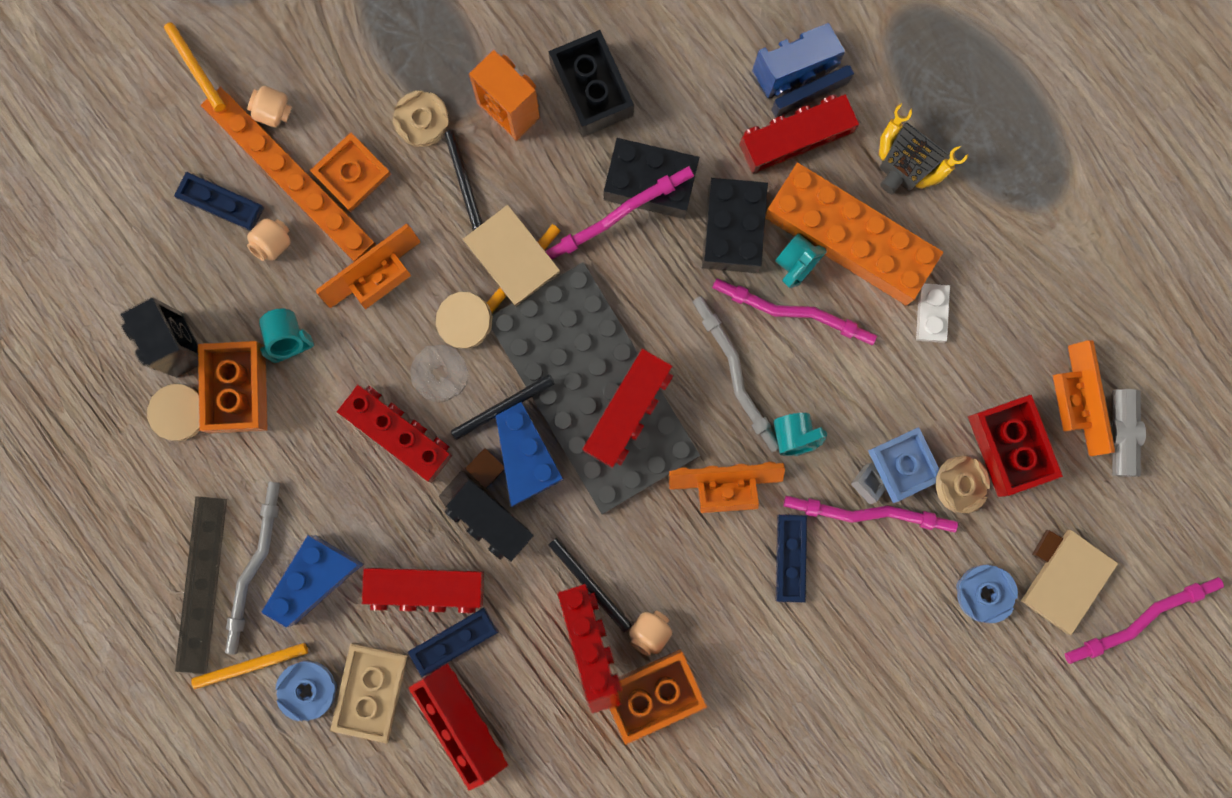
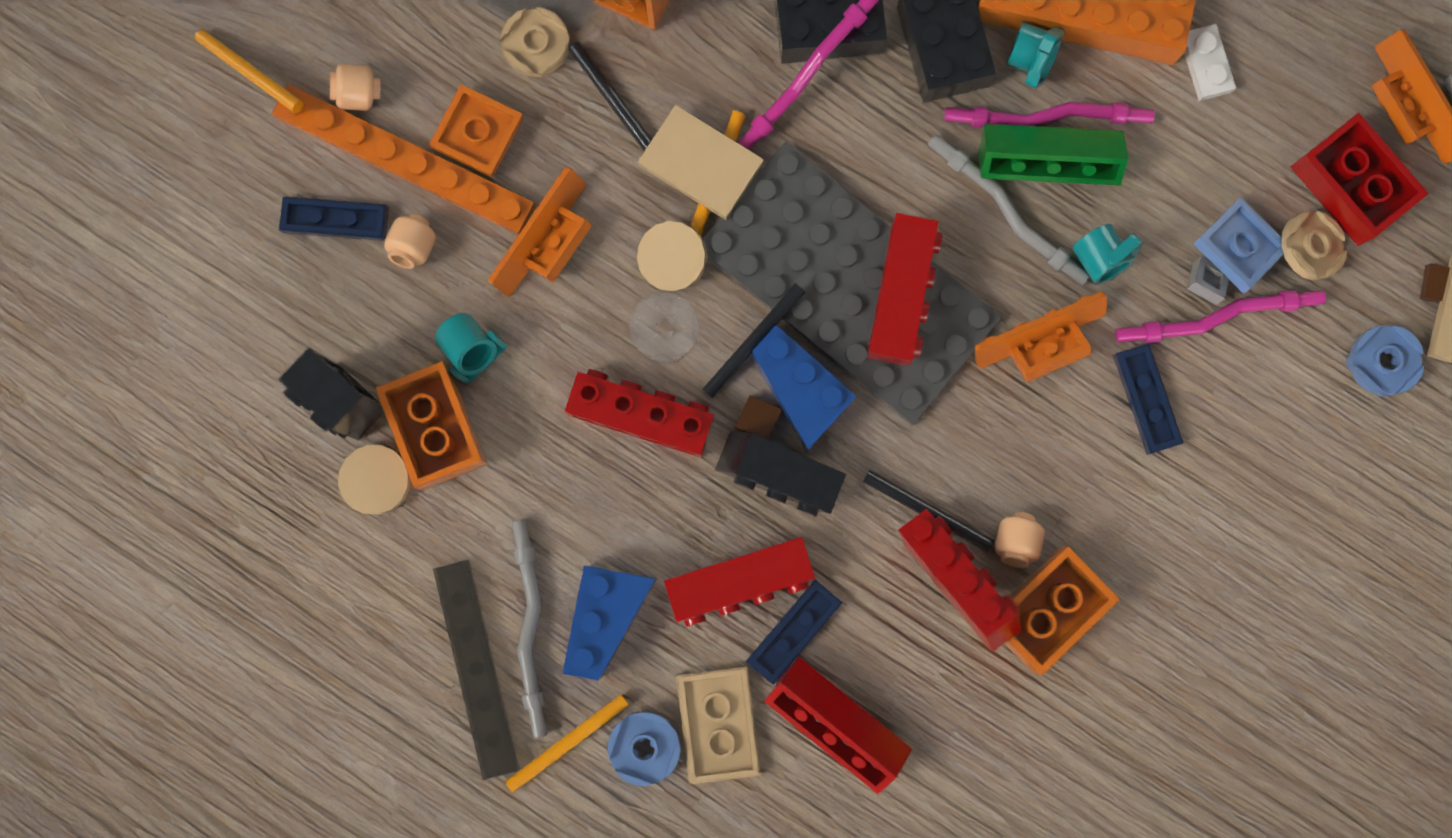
camera: 15 degrees left, 0 degrees up
(784, 343) = (1052, 154): none -> green brick

